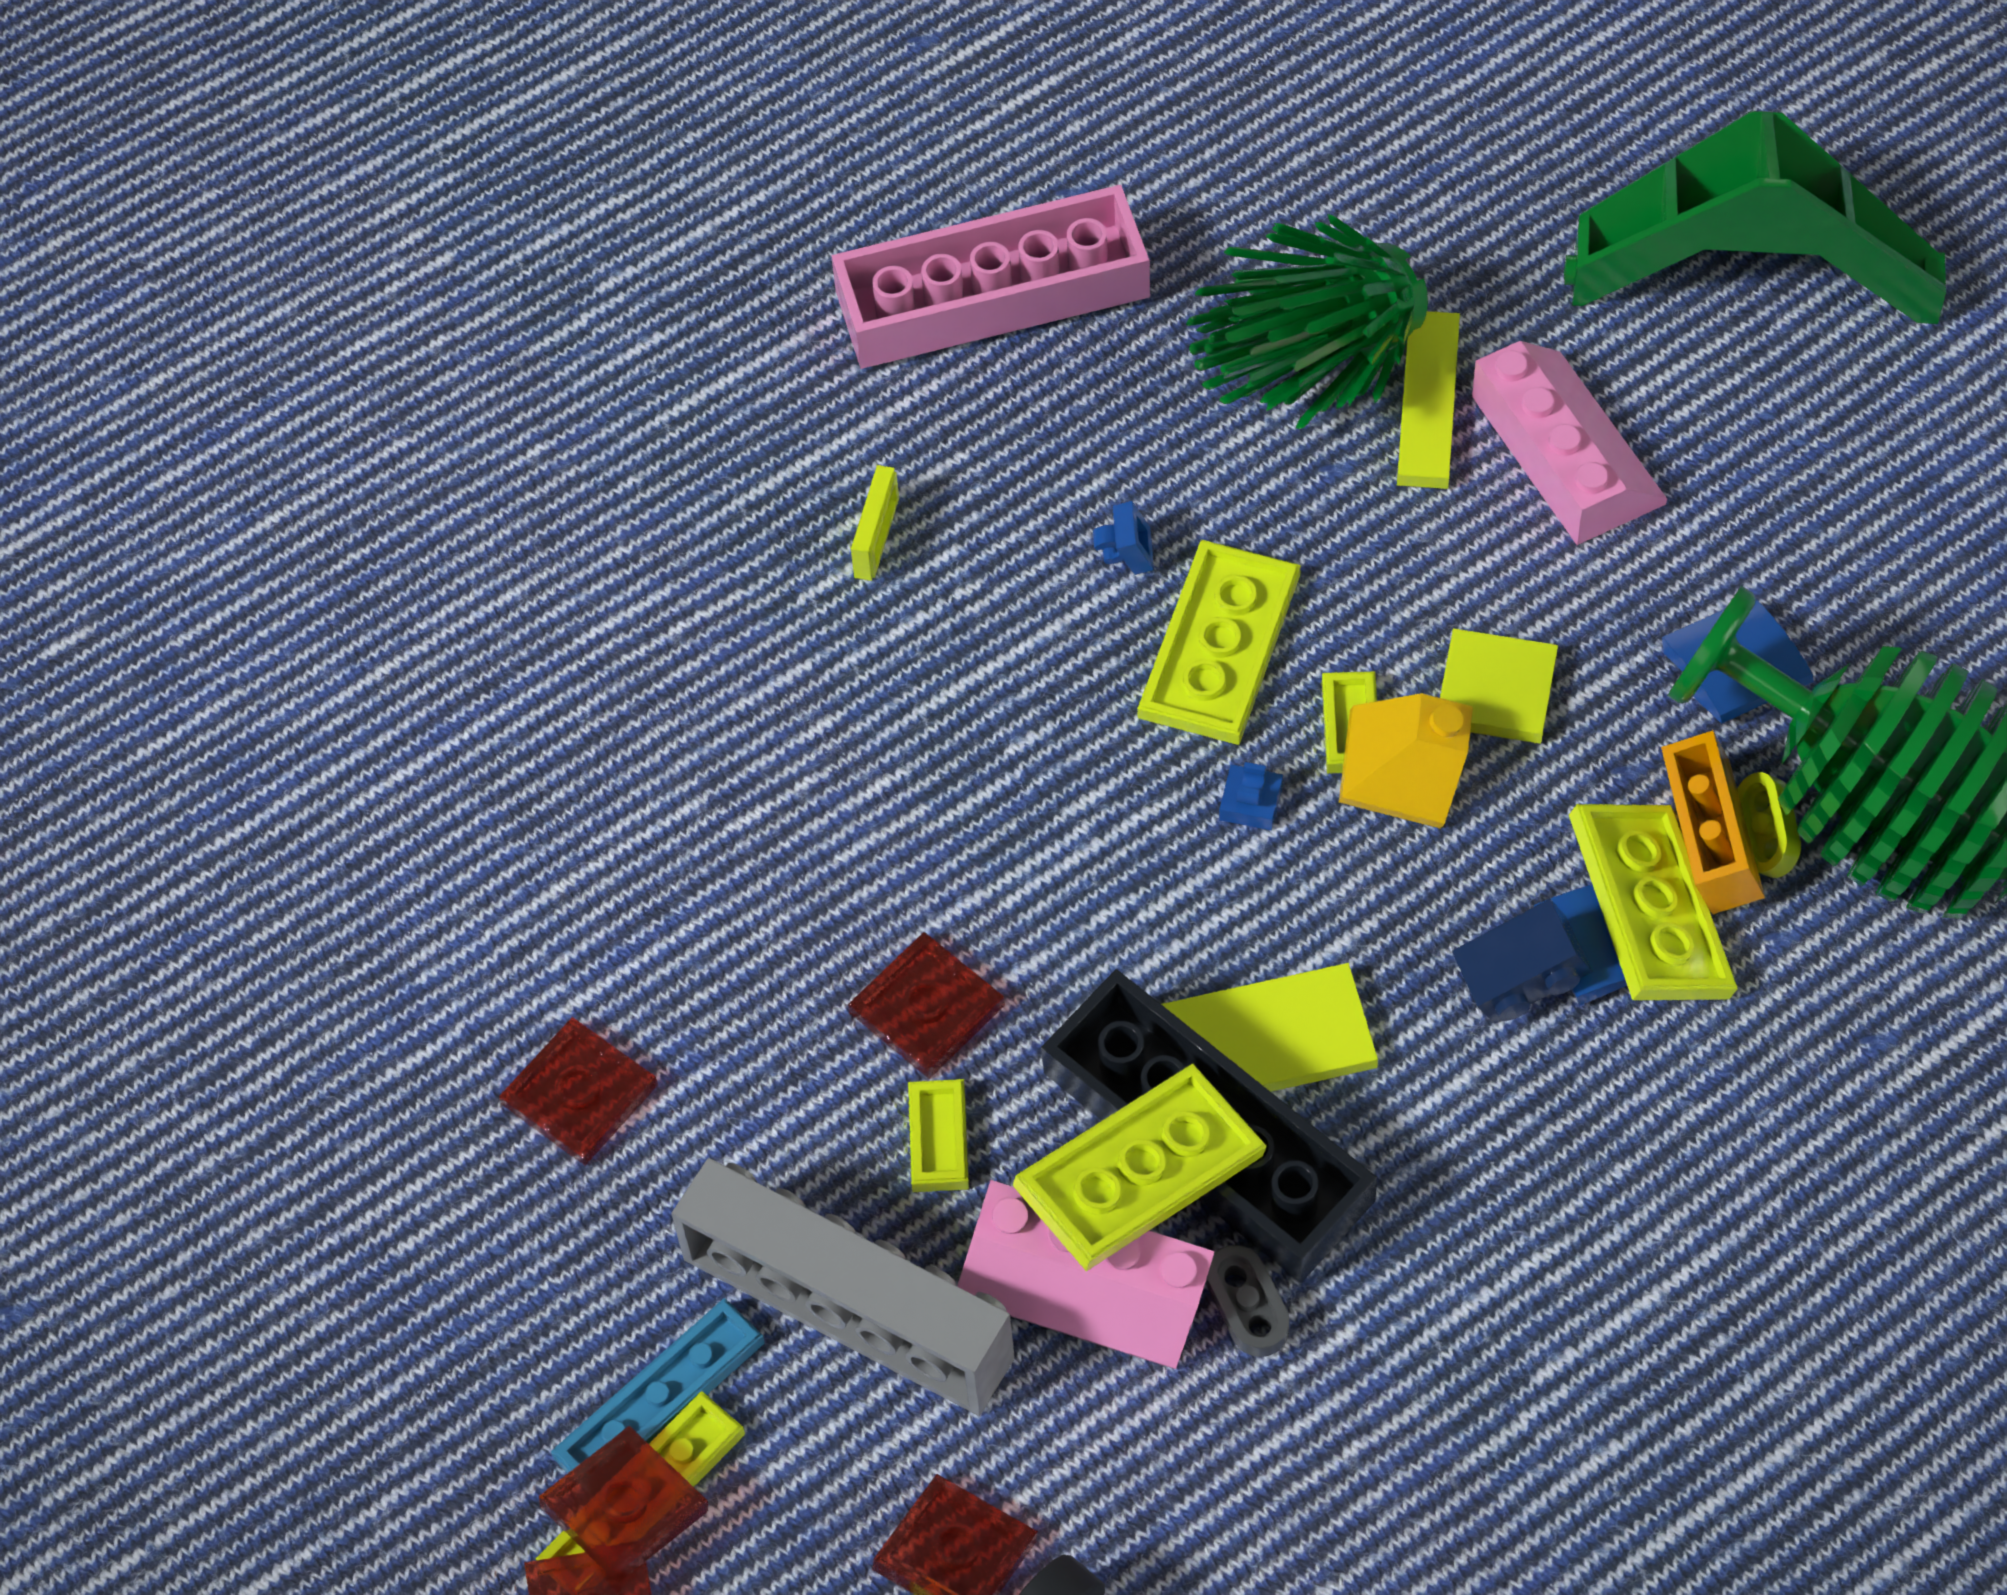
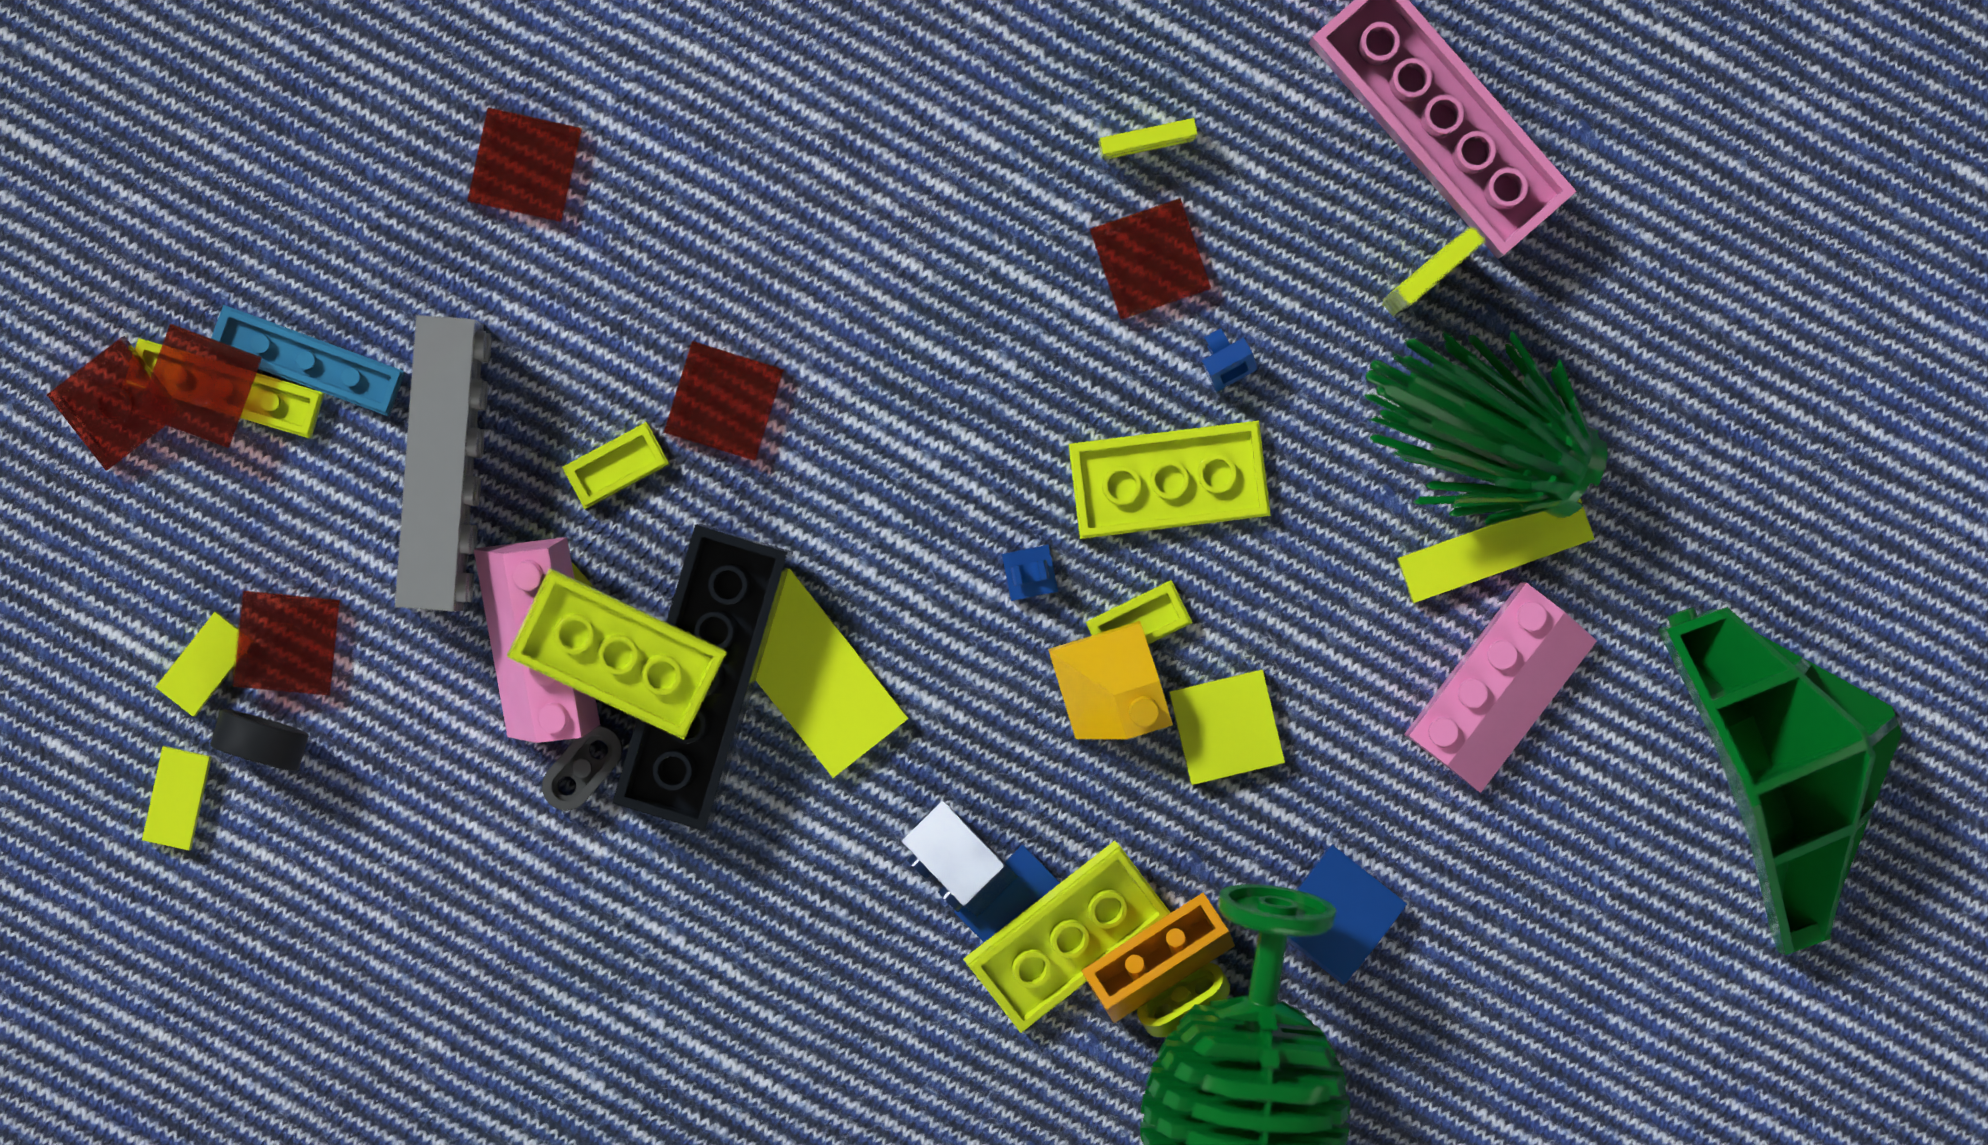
camera: 60 degrees right, 30 degrees up
(992, 574) = (1150, 259): none -> clear red tile
(1133, 303) = (1432, 271): none -> neon yellow tile

